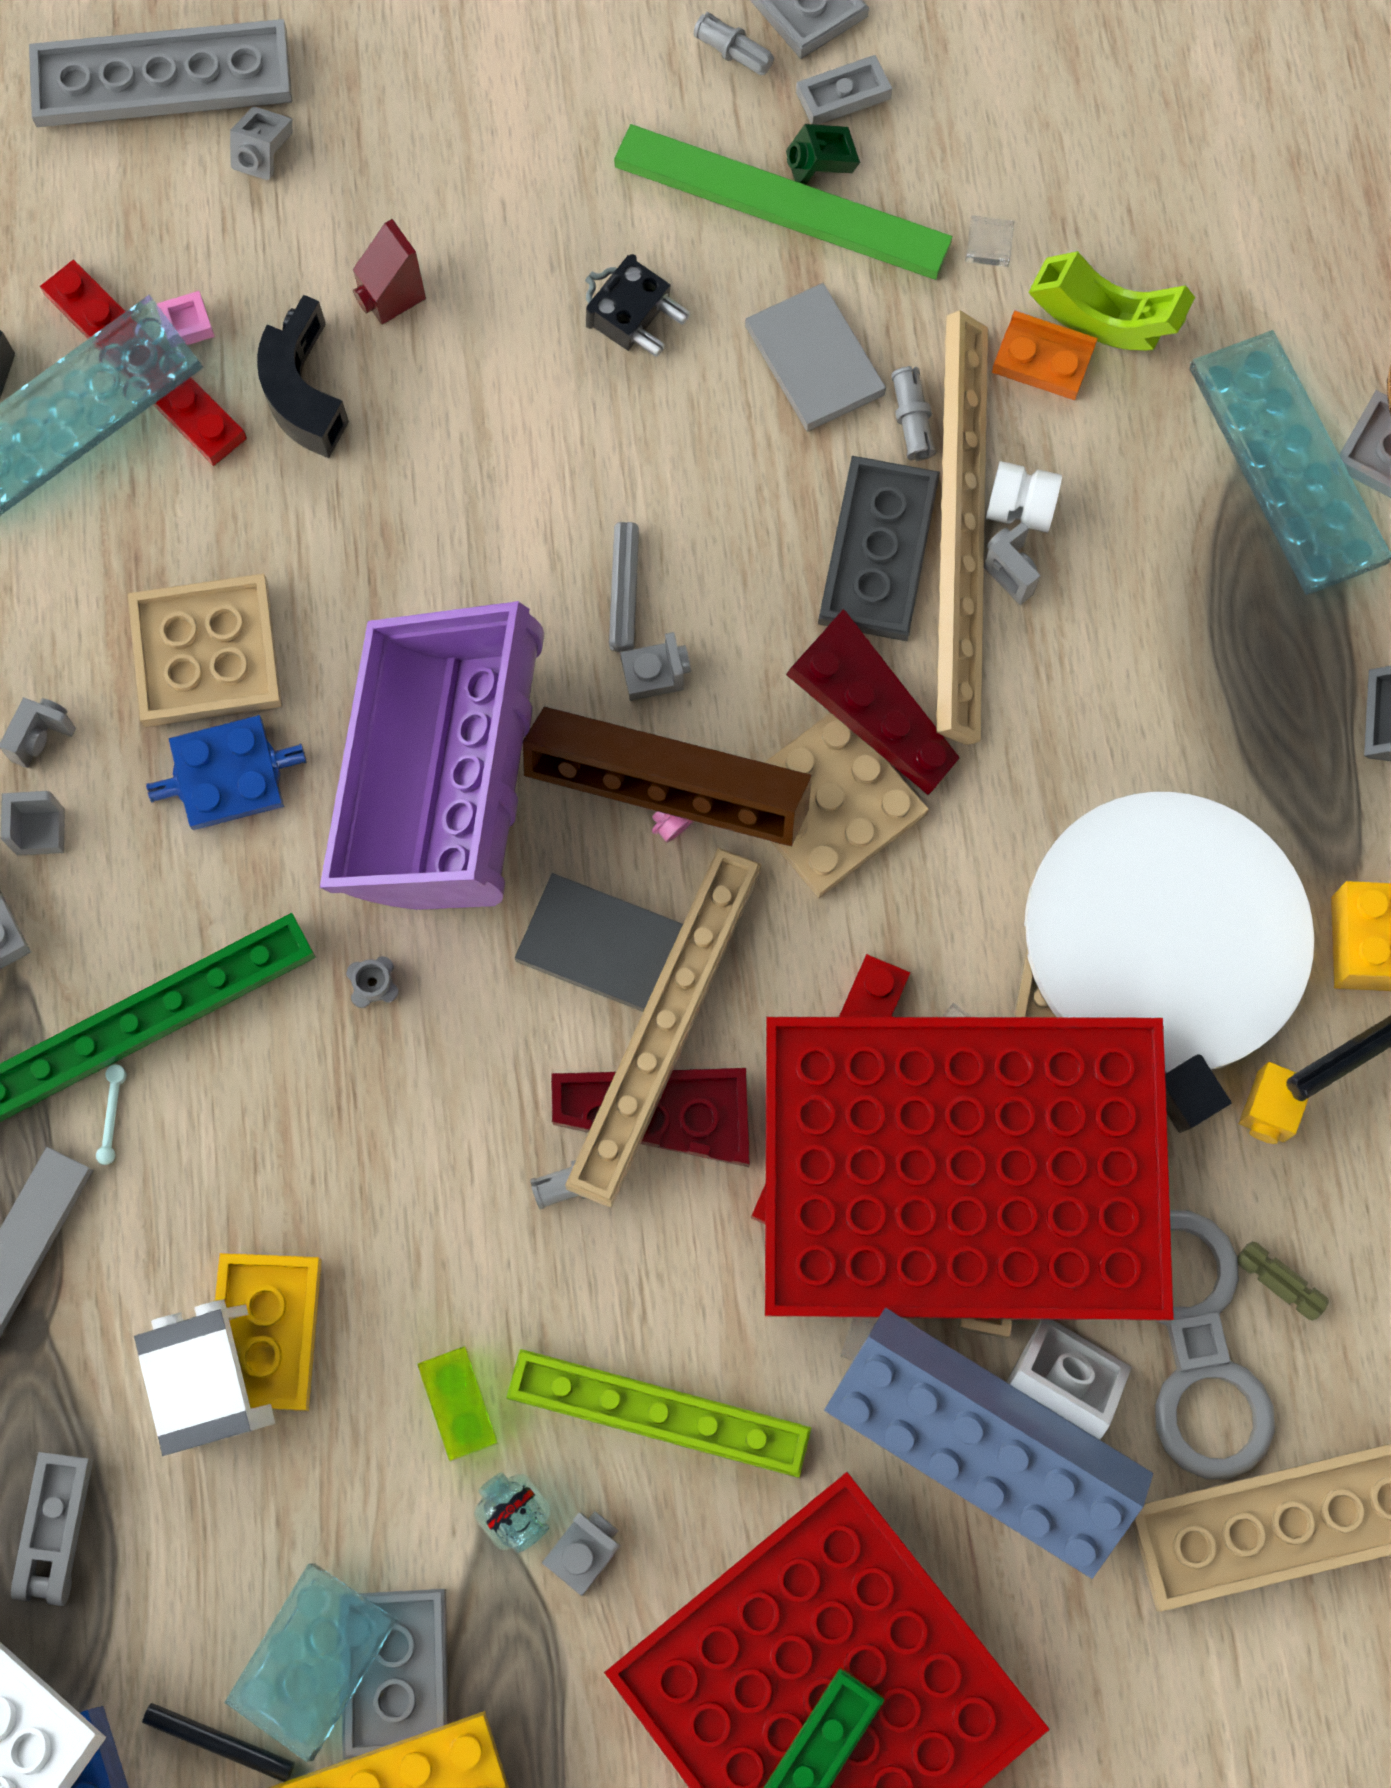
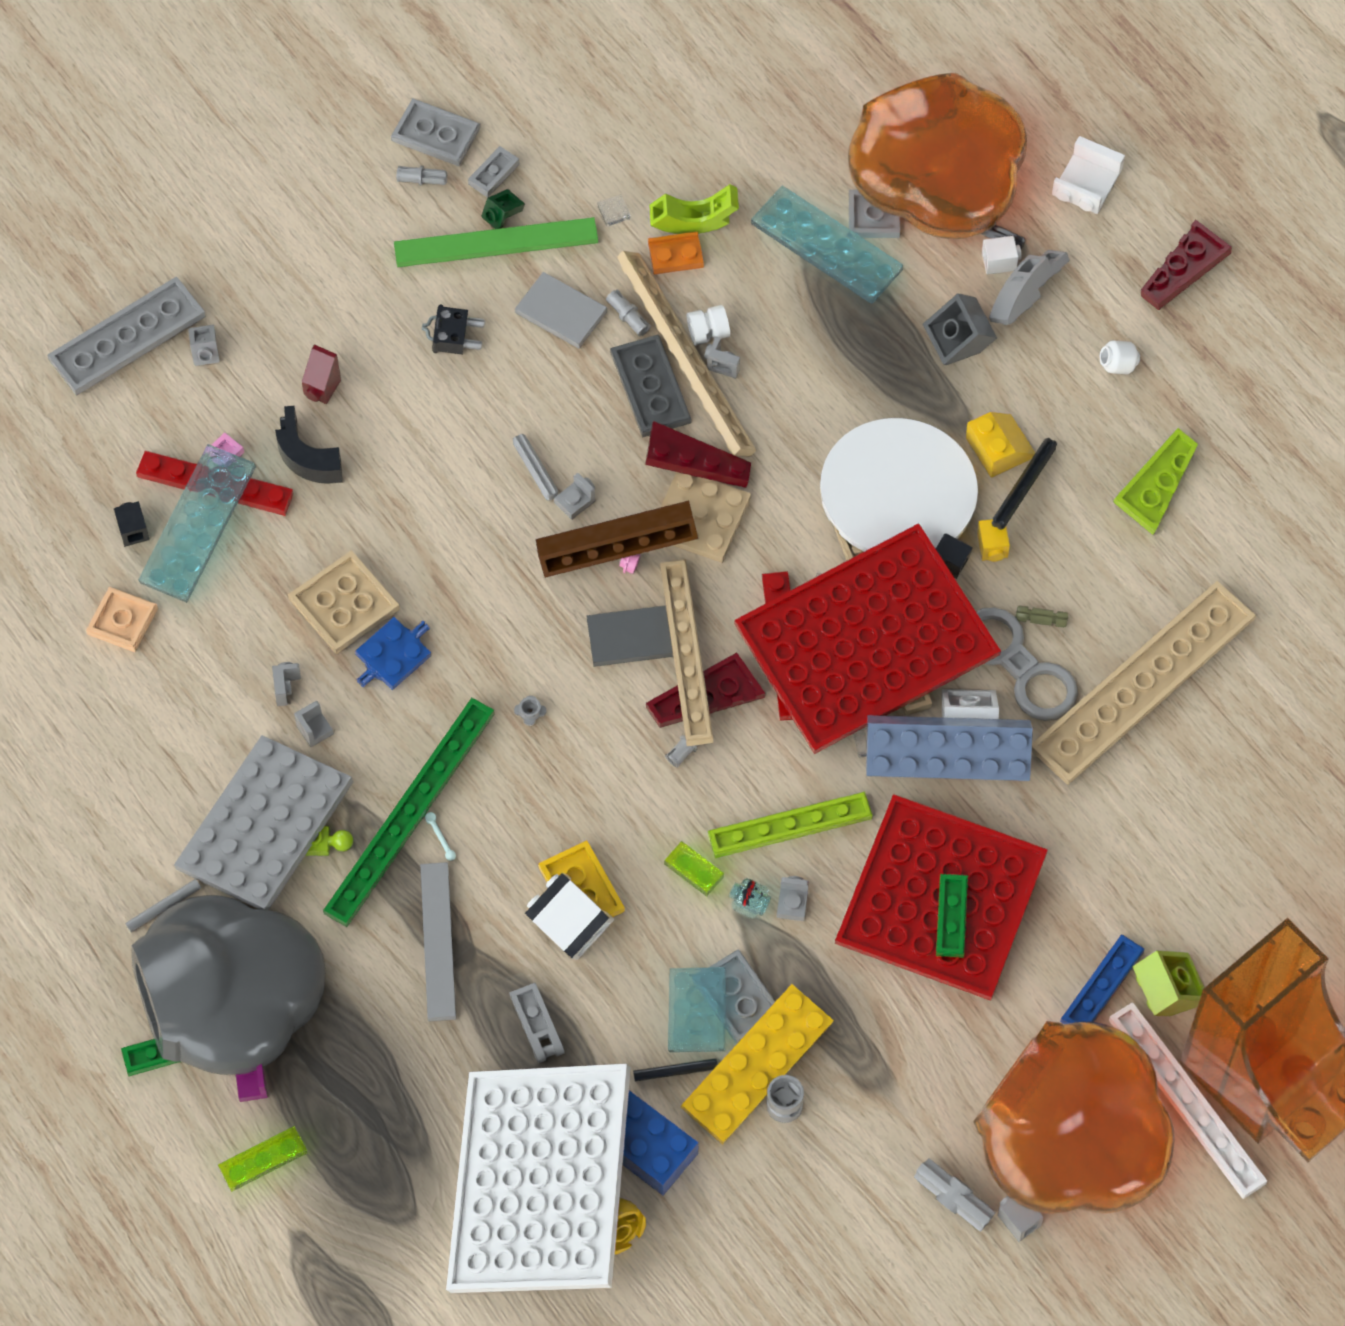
camera: 30 degrees left, 10 degrees down
(433, 758) = (501, 586): medium lavender container -> none

